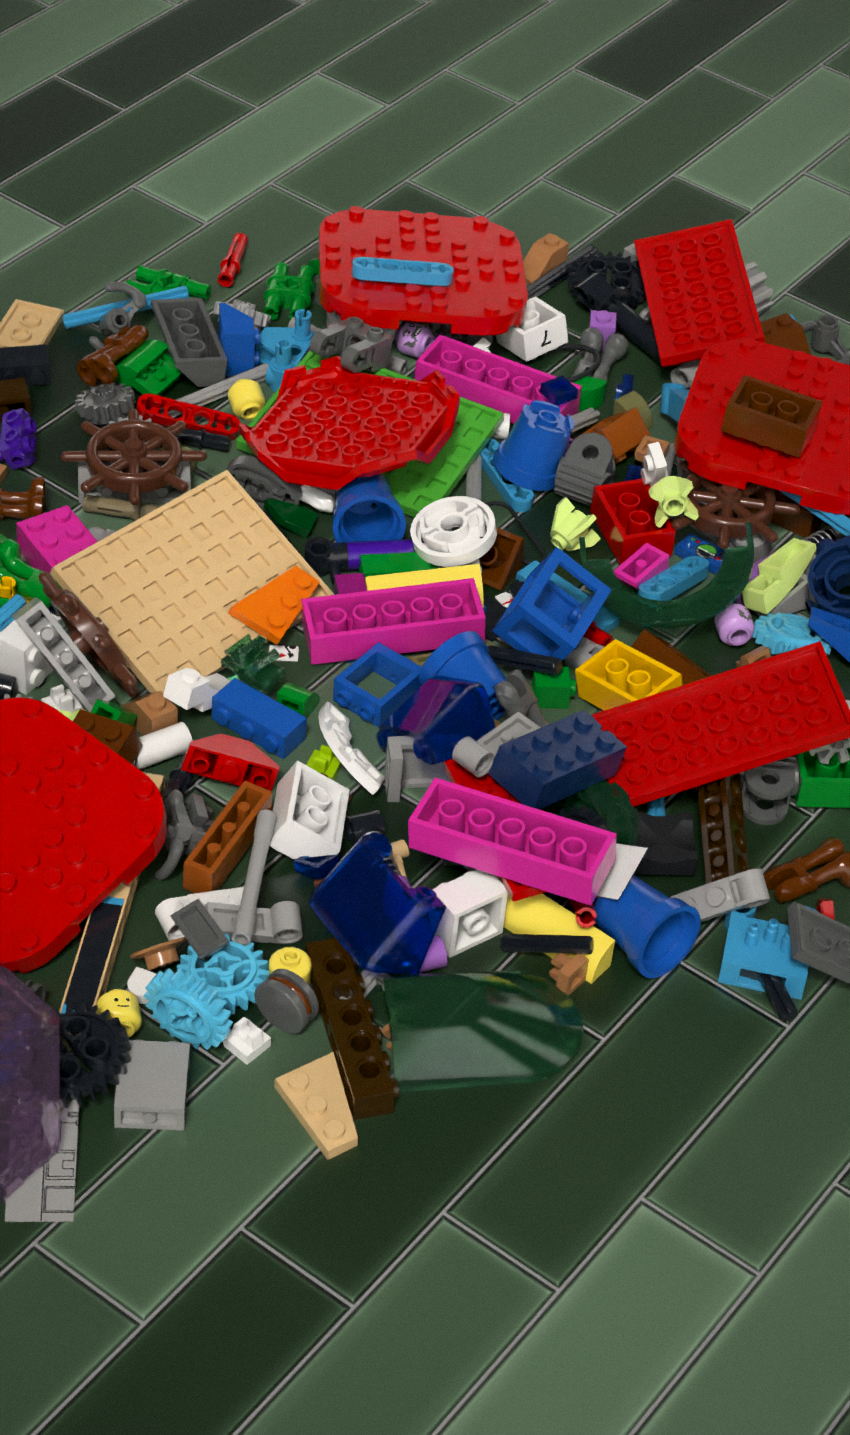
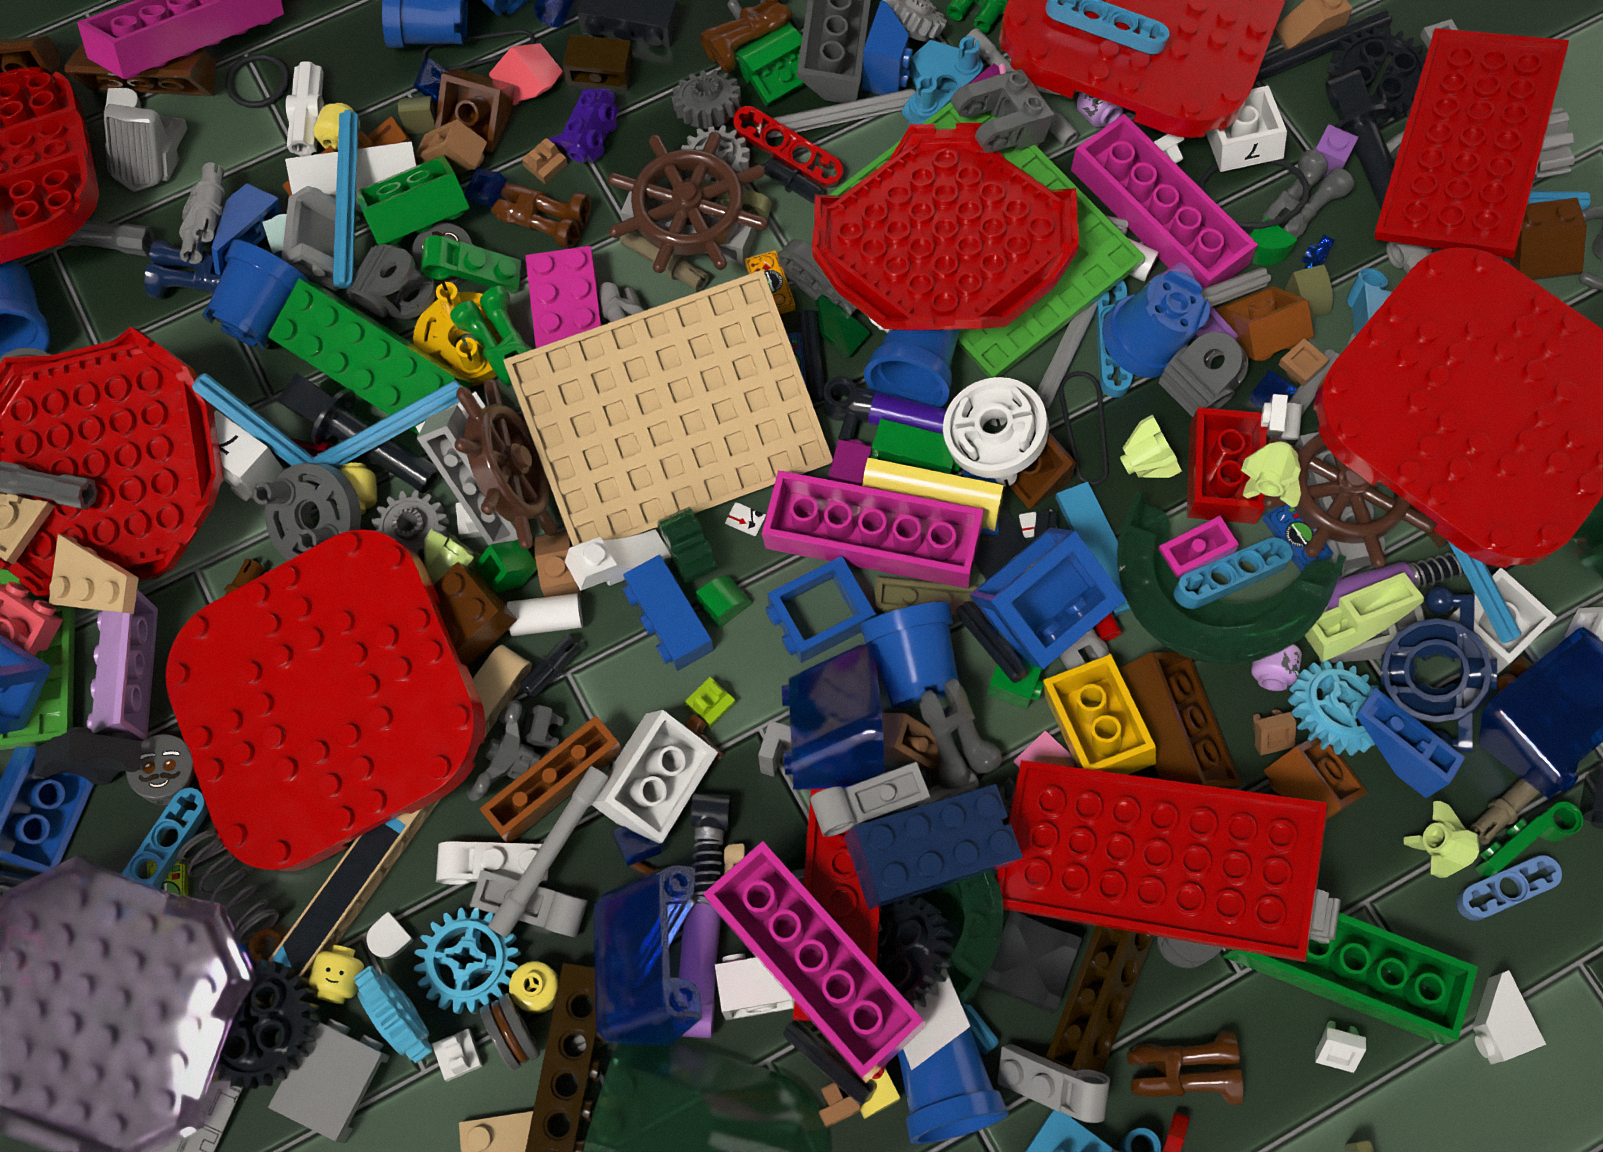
camera: 30 degrees right, 25 degrees up
(160, 954) = (414, 906): medium nougat piece -> none
(200, 929) = (455, 907): dark grey tile -> none
(230, 761) = (605, 669): red slope -> none
(246, 398) = (866, 137): light yellow head -> none
(276, 604) = (753, 463): orange wing -> none
(337, 734) = (733, 691): white tile -> none
(559, 390) = (1221, 250): clear blue plate -> none
(771, 416) = (1447, 407): reddish brown brick -> none

